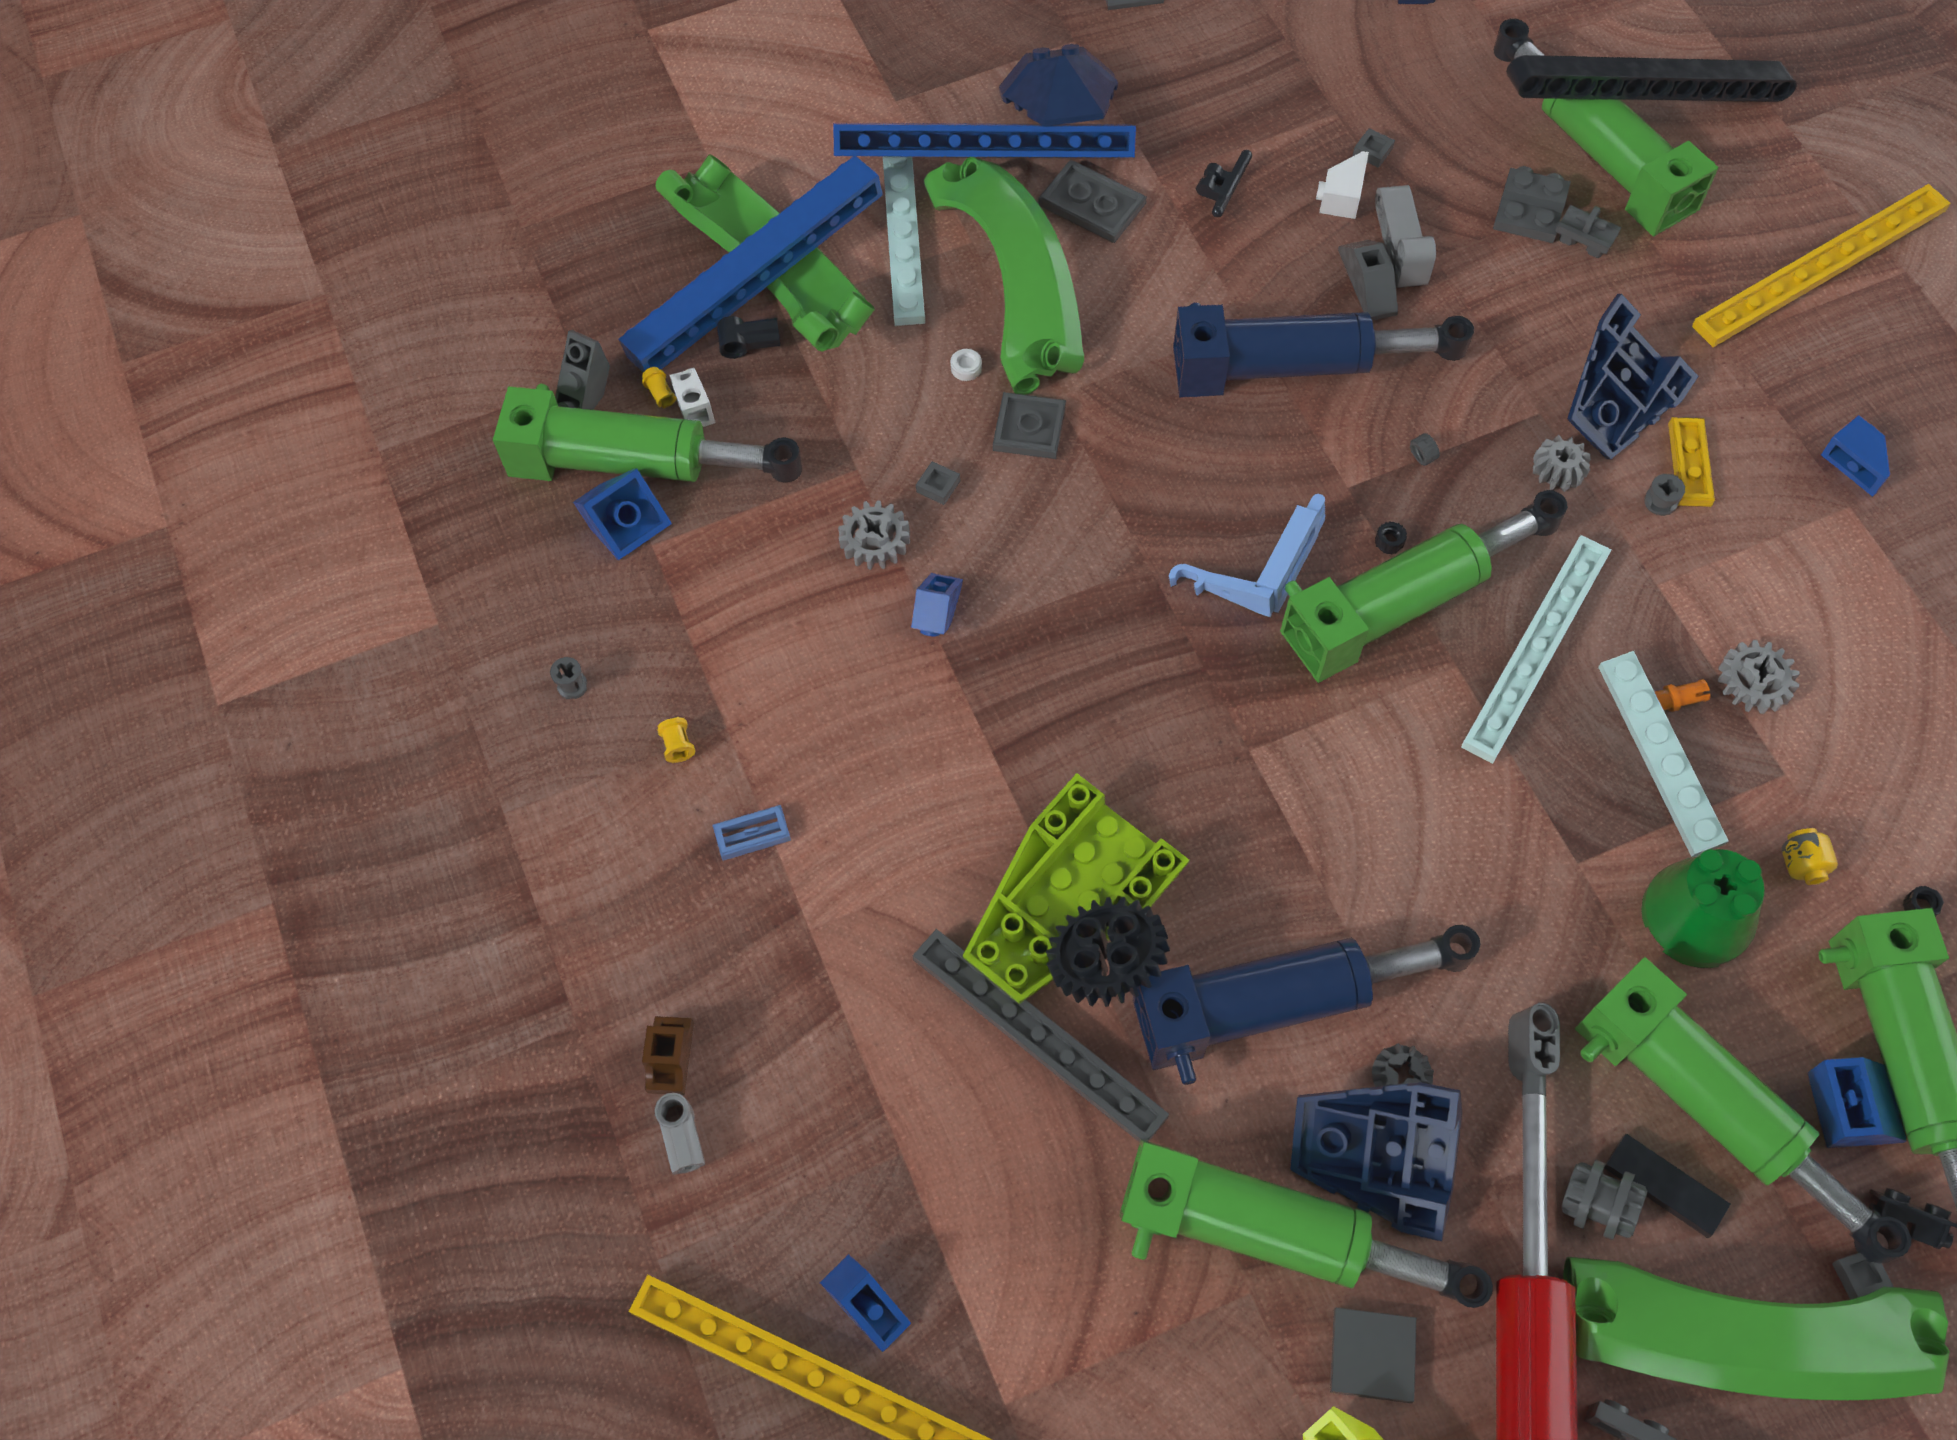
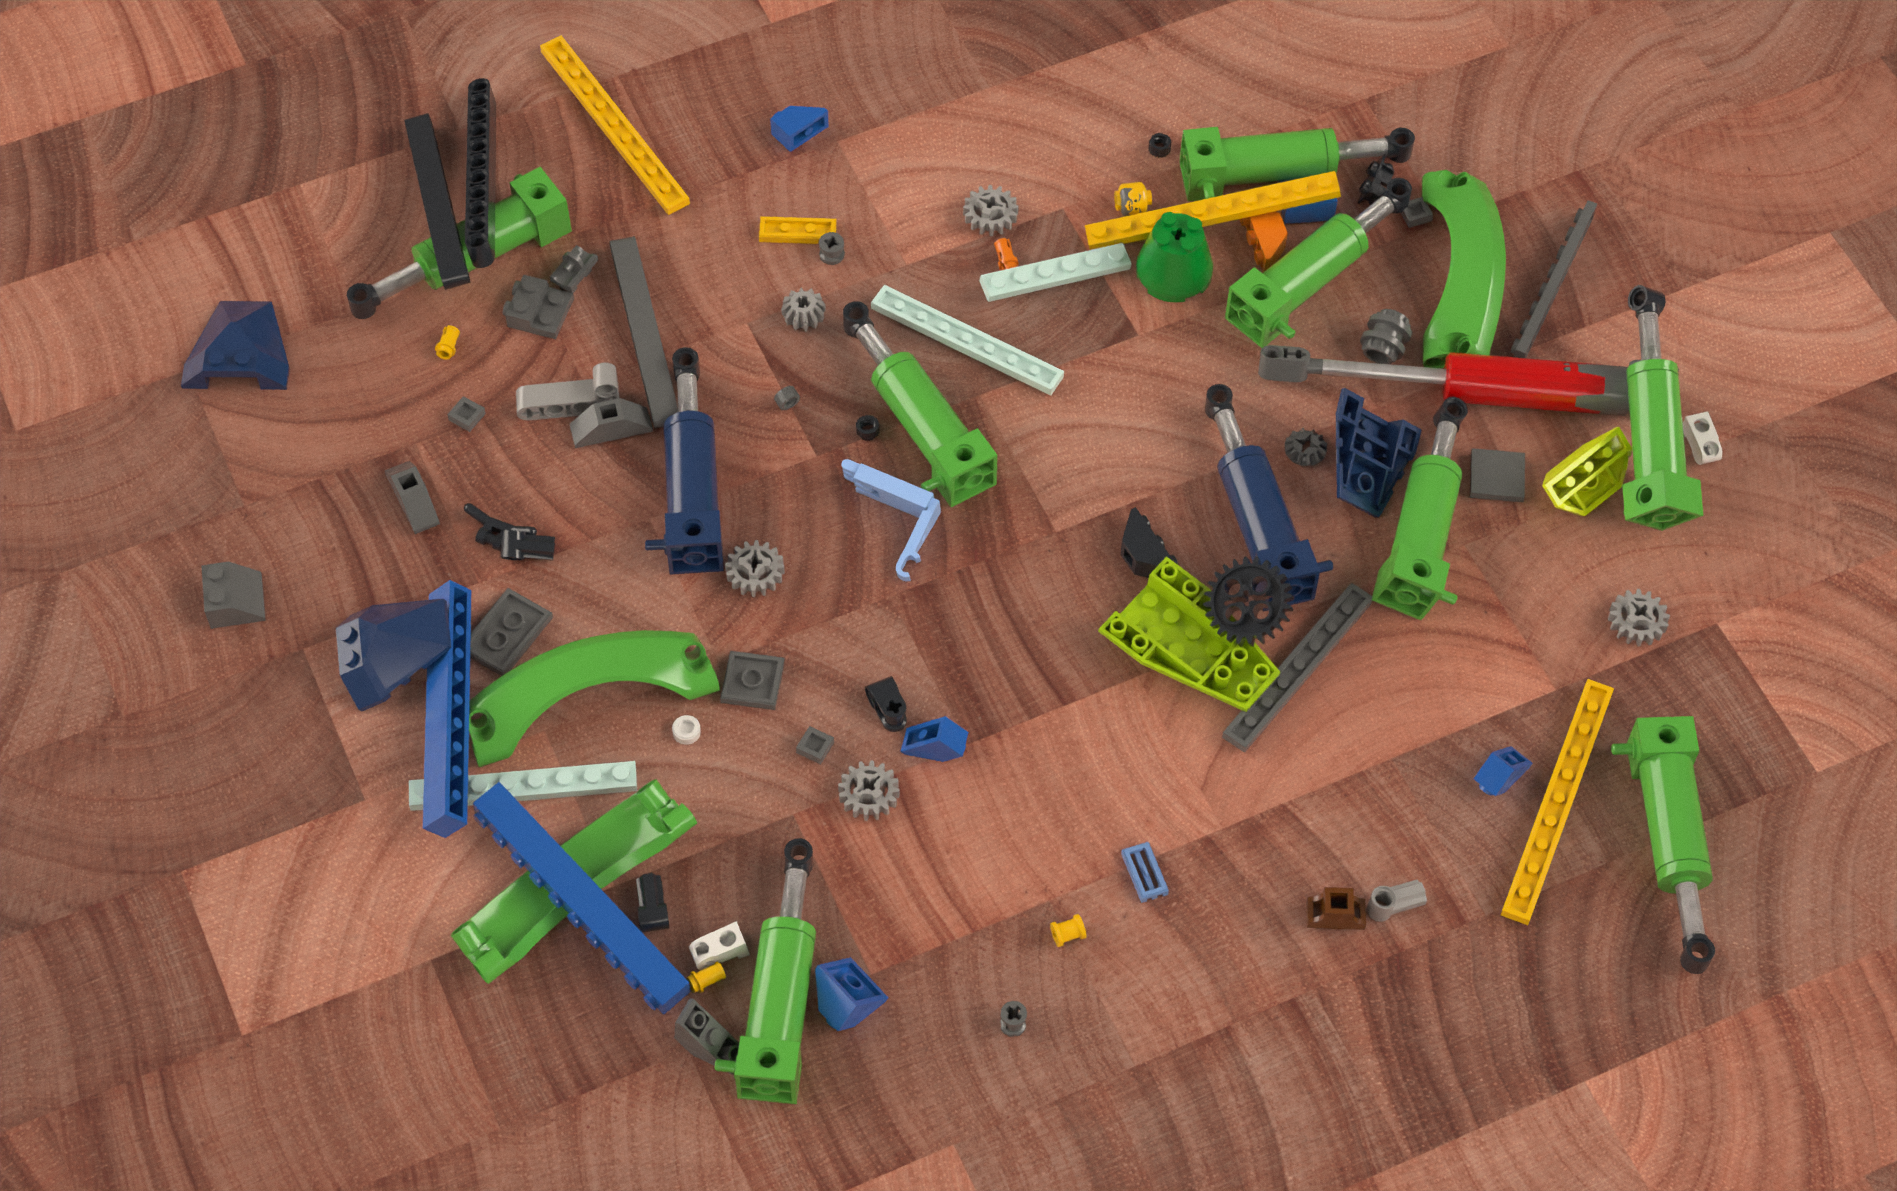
camera: 95 degrees left, 5 degrees down
(992, 553) = (887, 703): none -> black piece
(1175, 419) = (768, 570): none -> light grey gear
(1196, 202) = (519, 545): none -> black piece
(1219, 846) = (1141, 547): none -> black slope
(1259, 102) = (413, 496): none -> dark grey slope
(1343, 187) = (511, 435): white slope -> none
(1470, 126) = (446, 347): none -> yellow pin
(1521, 299) = (644, 330): none -> dark grey beam
(1625, 382) = (732, 260): dark blue wedge -> none
(1669, 1186) = (1372, 300): black tile -> none
(1700, 115) = (480, 174): none -> black beam
(1775, 1039) = (1267, 236): none -> orange slope
(1806, 974) = (1219, 208): none -> yellow plate

